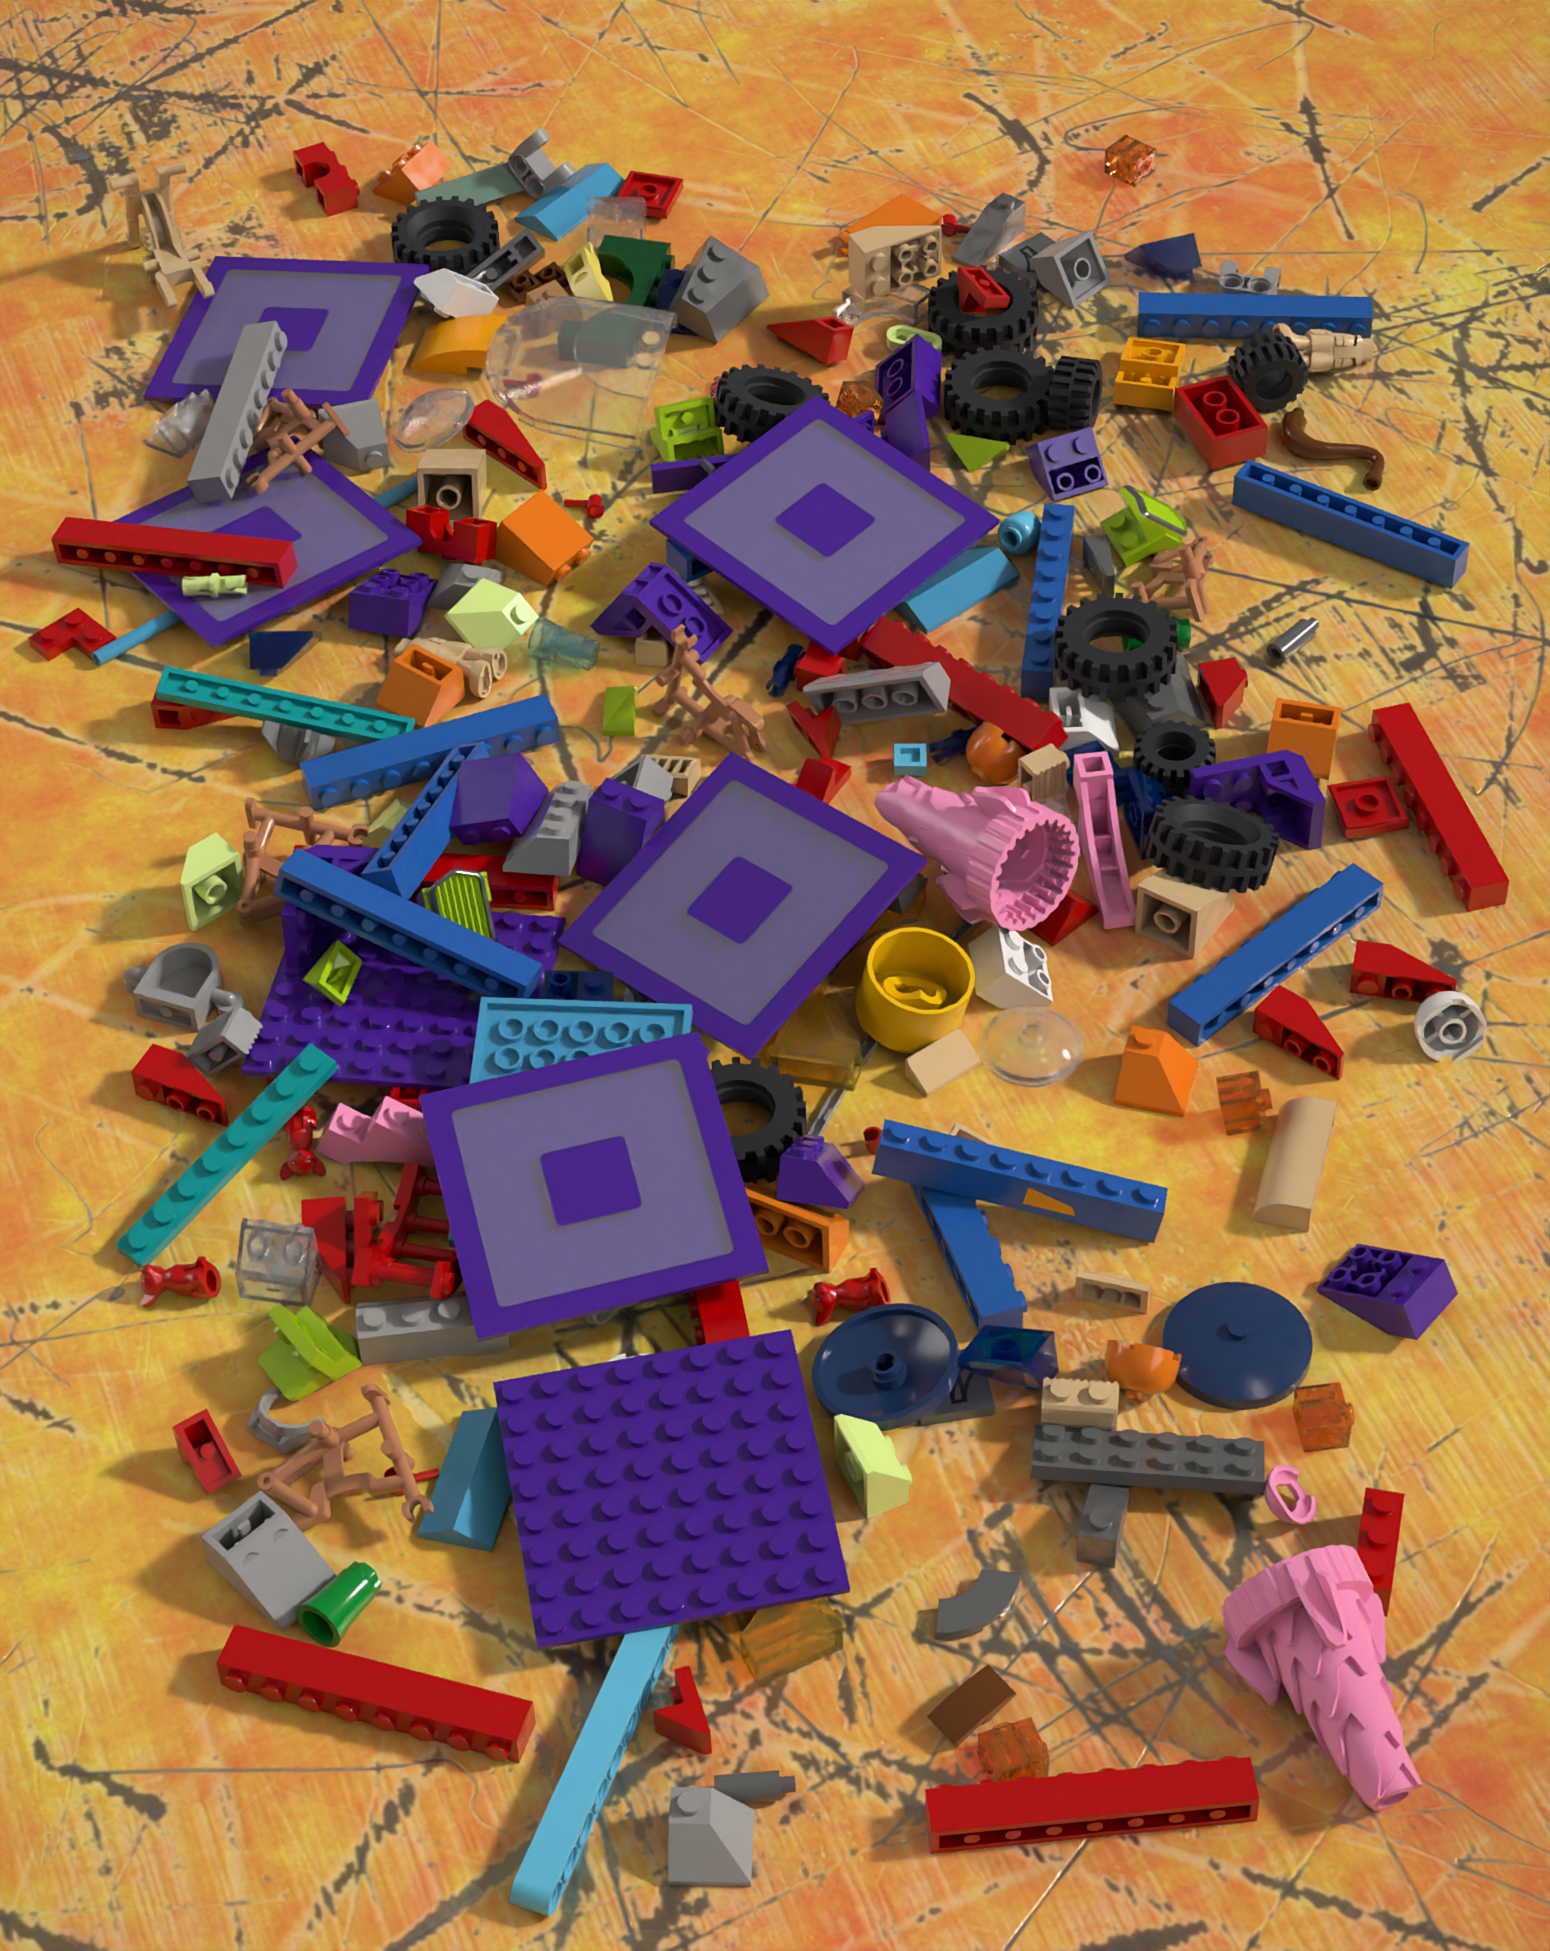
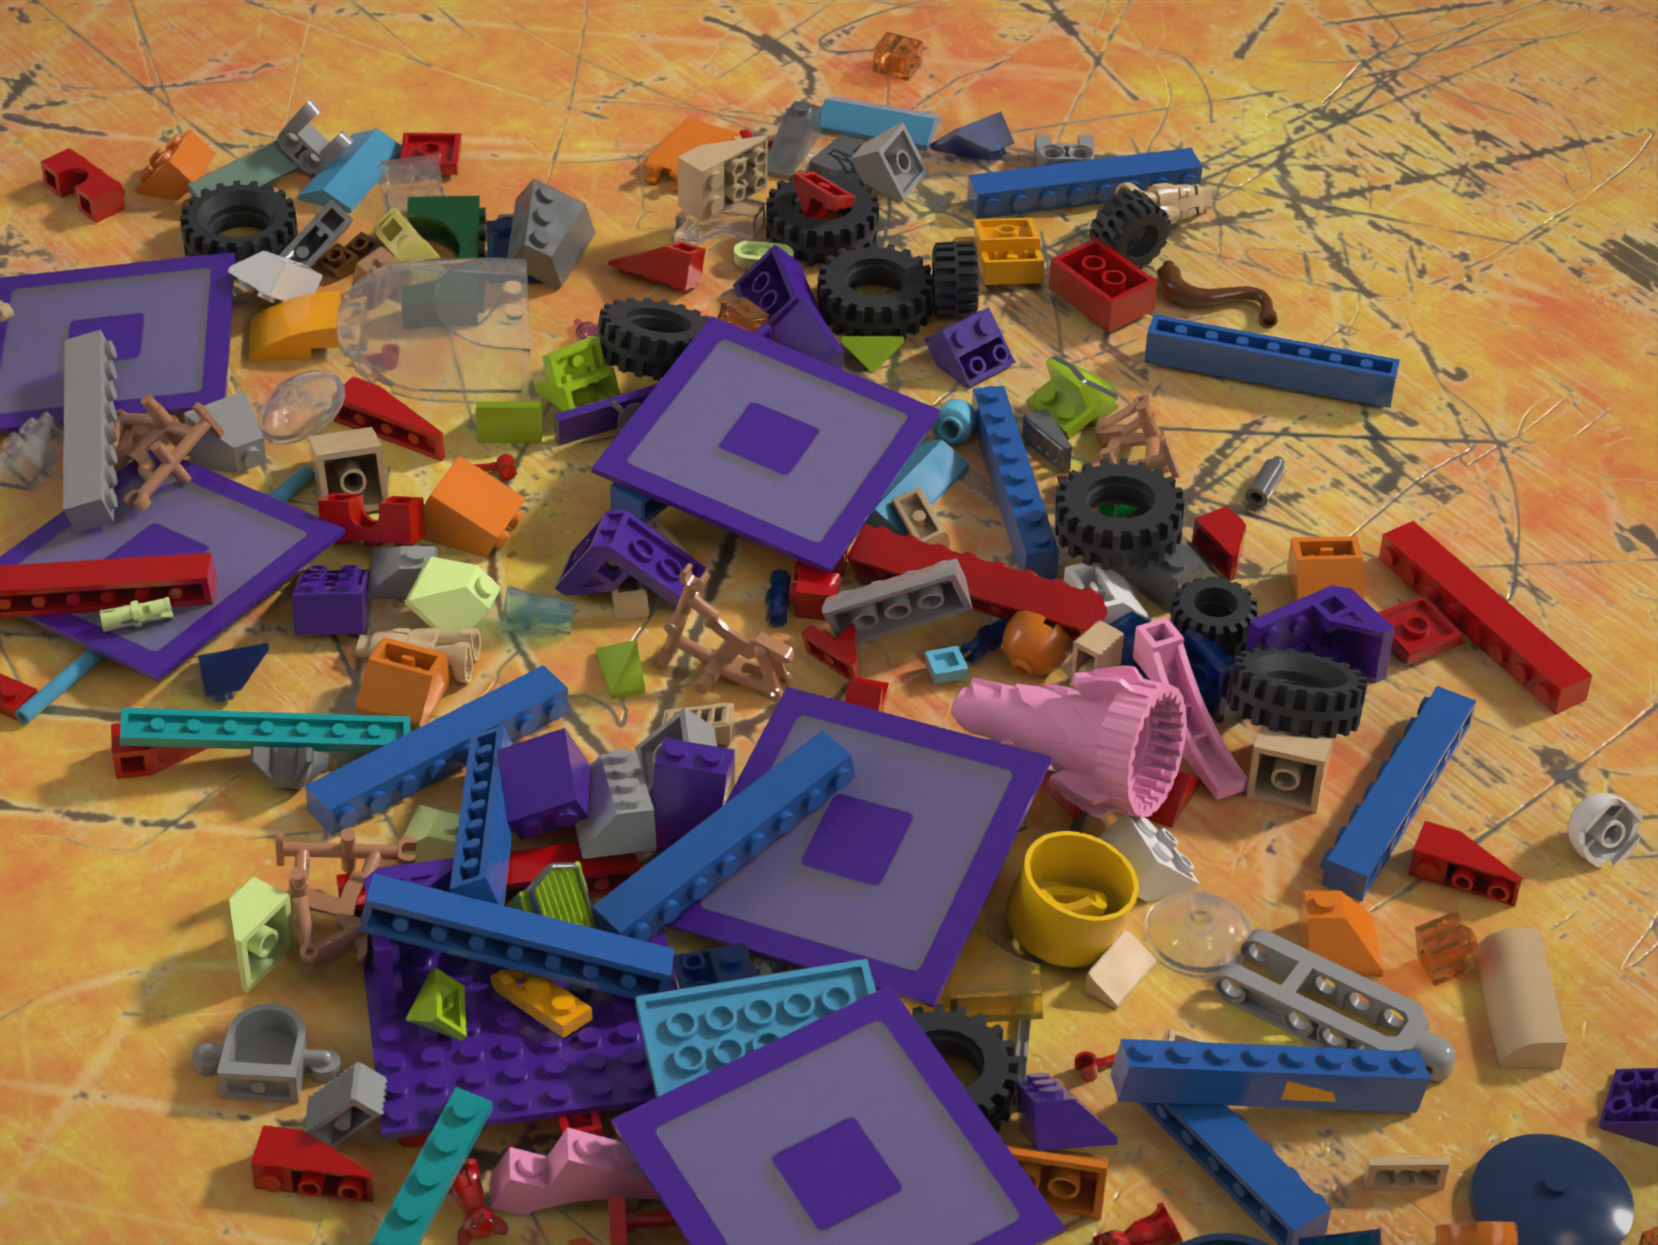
camera: 20 degrees left, 5 degrees down
(421, 987) = (543, 1000): none -> light orange plate
(613, 464) = (509, 421): none -> lime slope
(625, 878) = (726, 839): none -> blue brick
(946, 620) = (920, 517): none -> tan slope
(1068, 217) = (869, 119): none -> dark azure slope
(1107, 1097) = (1303, 971): none -> light grey piece
(1394, 974) = (1522, 789): red slope -> none

